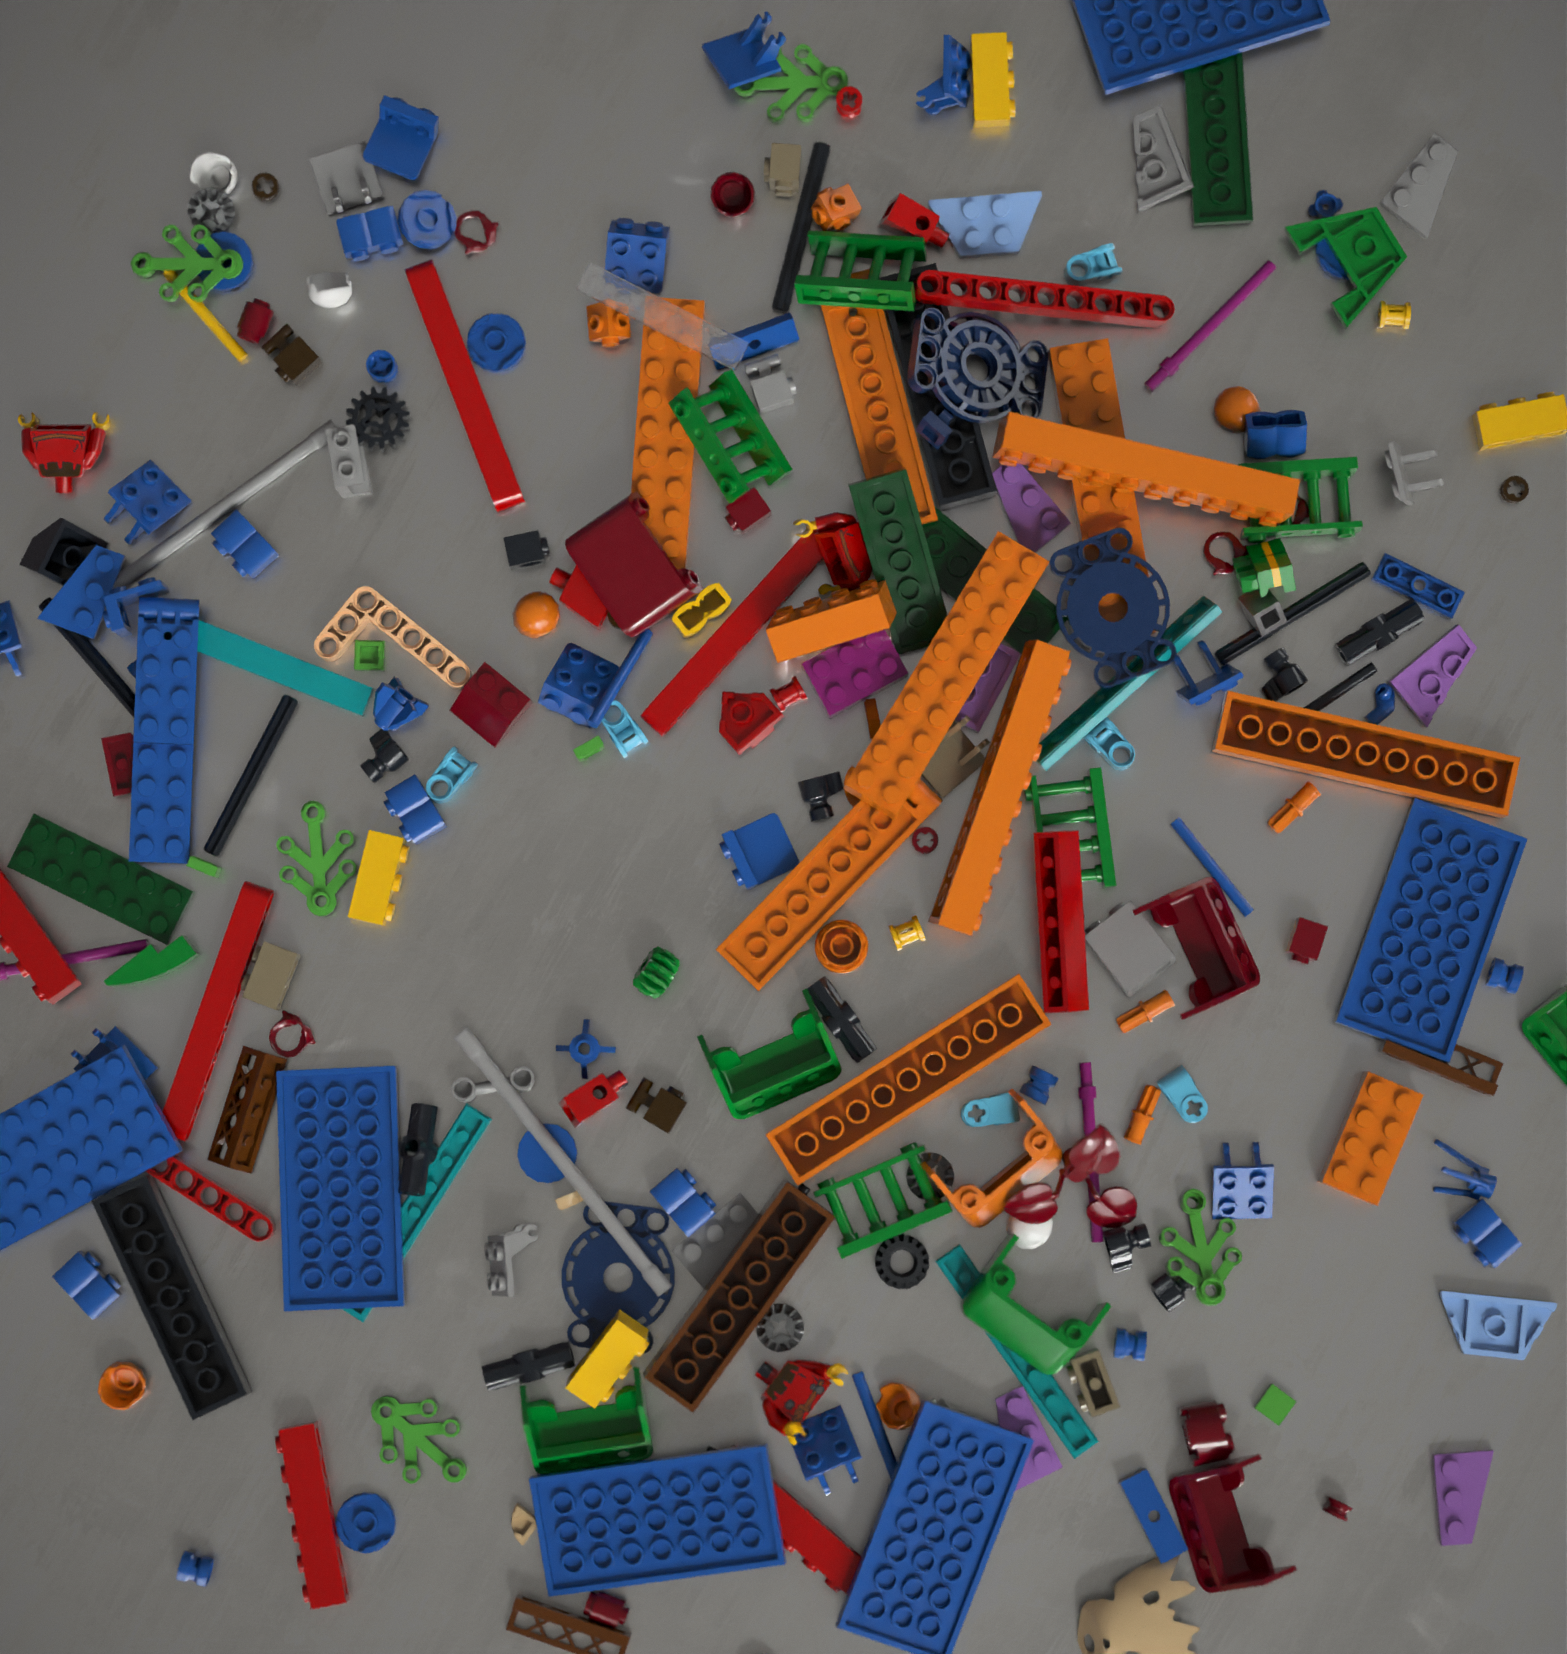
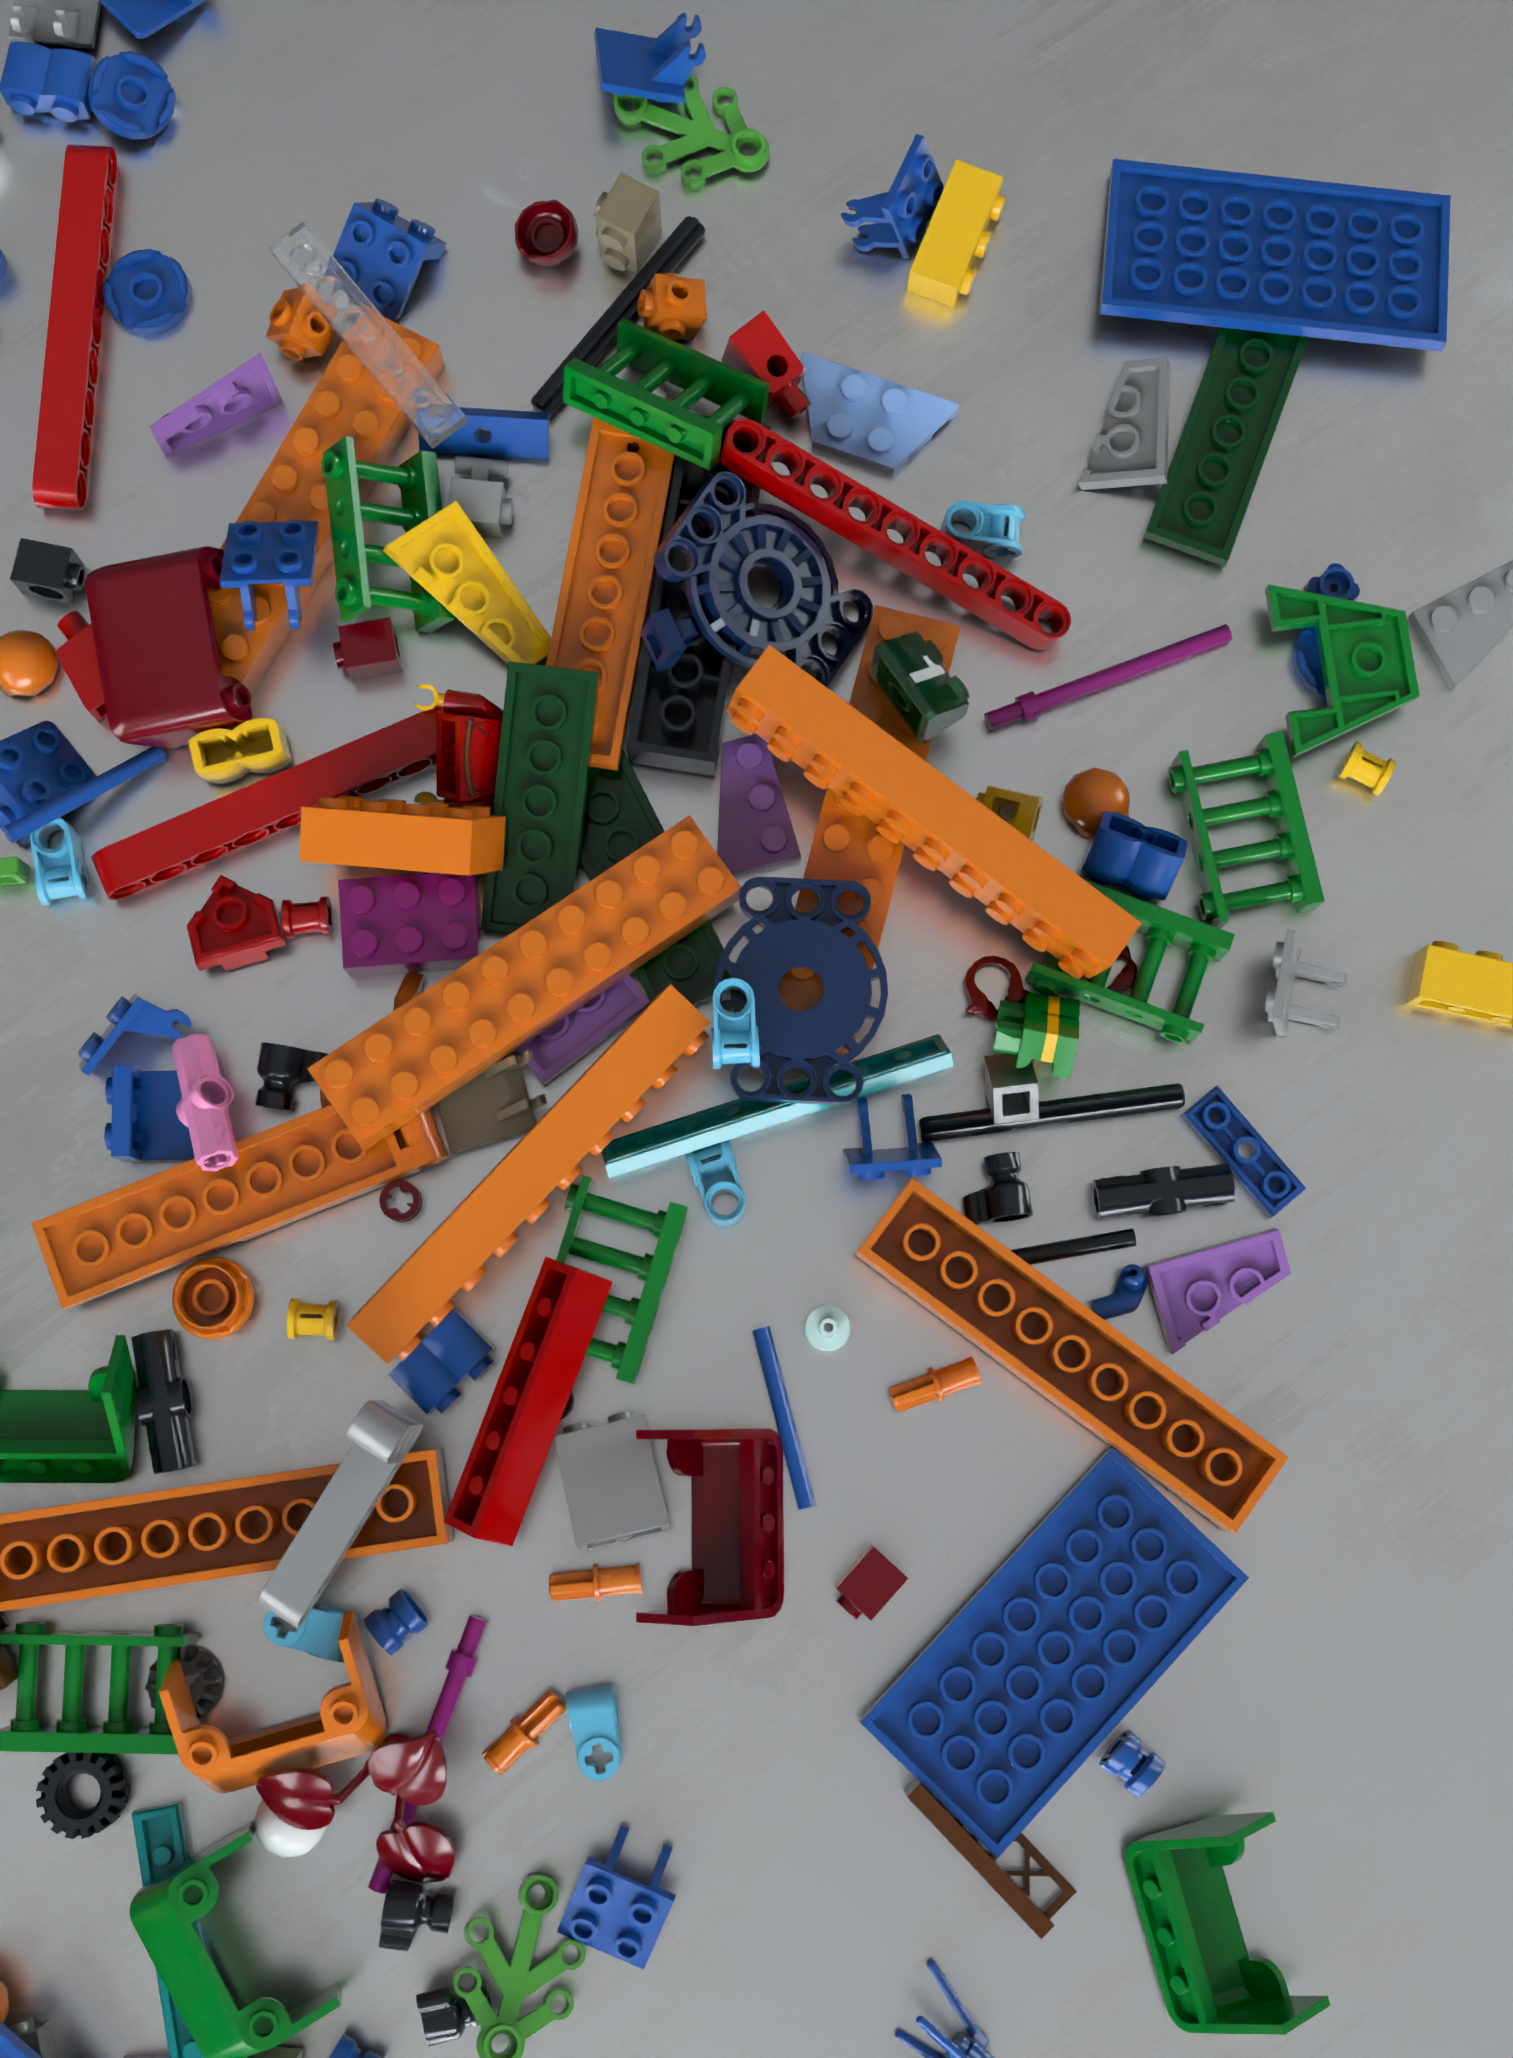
camera: 15 degrees right, 5 degrees down
(470, 244) = (207, 149): dark red piece -> none
(581, 401) = (219, 407): none -> medium lavender wing
(670, 484) = (270, 555): none -> blue plate
(710, 806) = (129, 1016): none -> blue plate
(785, 832) = (204, 1102): none -> bright pink piece
(793, 443) = (468, 580): none -> yellow wing
(847, 111) = (763, 177): red bush -> none
(984, 1031) = (380, 1445): none -> light grey beam
(998, 920) = (443, 1362): none -> blue brick
(1086, 649) = (734, 1028): none -> medium azure piece
(1103, 390) = (919, 685): none -> clear green slope
(1197, 444) = (1025, 804): none -> yellow brick
(1209, 808) = (818, 1336): none -> light aqua tile
(1366, 384) = (1279, 801): none -> green fence
(1370, 1138) = (834, 1919): orange brick -> none
(1511, 498) = (1425, 1087): dark brown bush -> none

